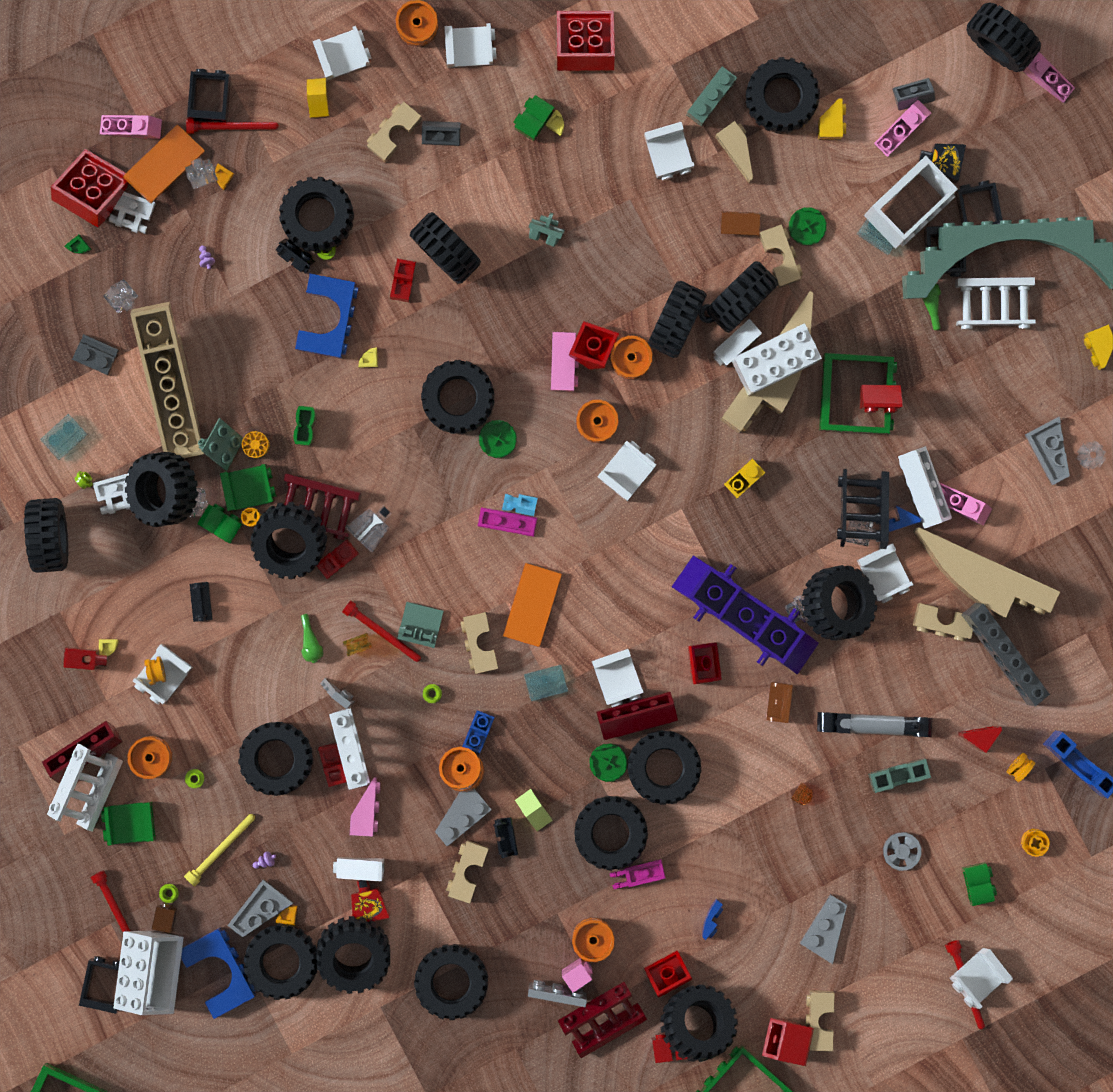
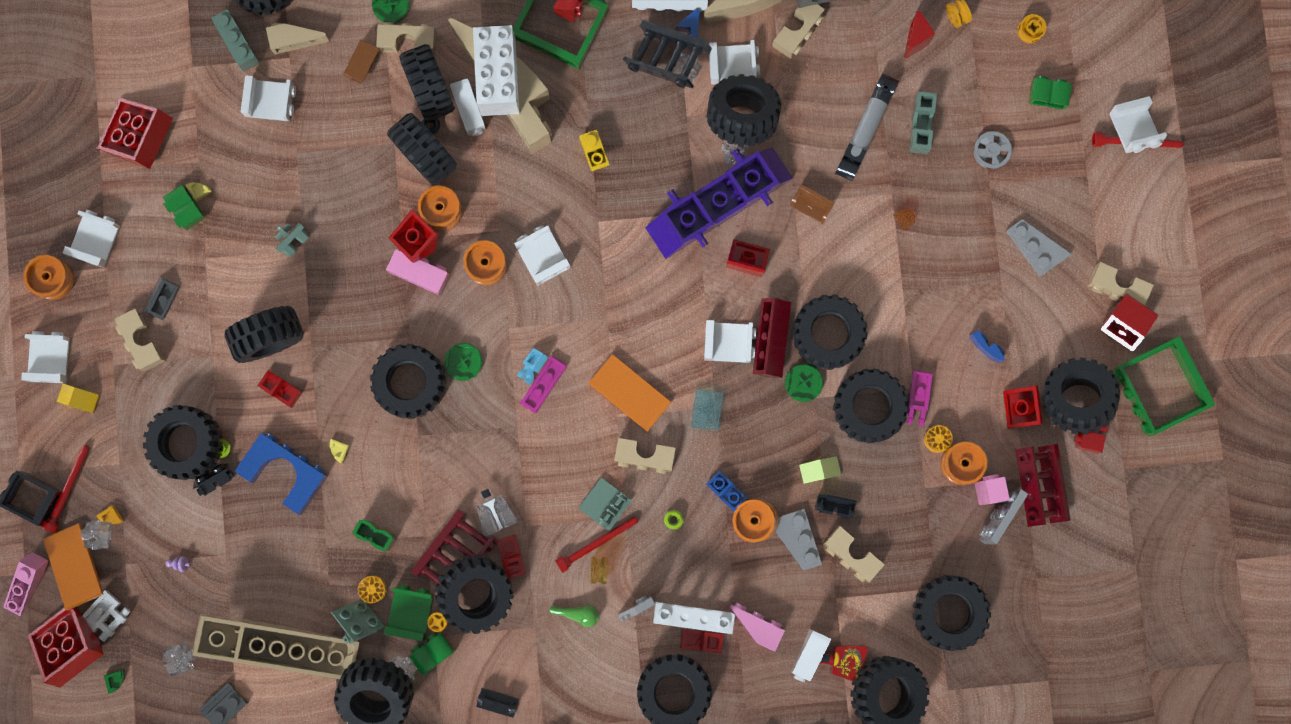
camera: 65 degrees left, 5 degrees down
(606, 907) = (938, 438): none -> light orange wheel

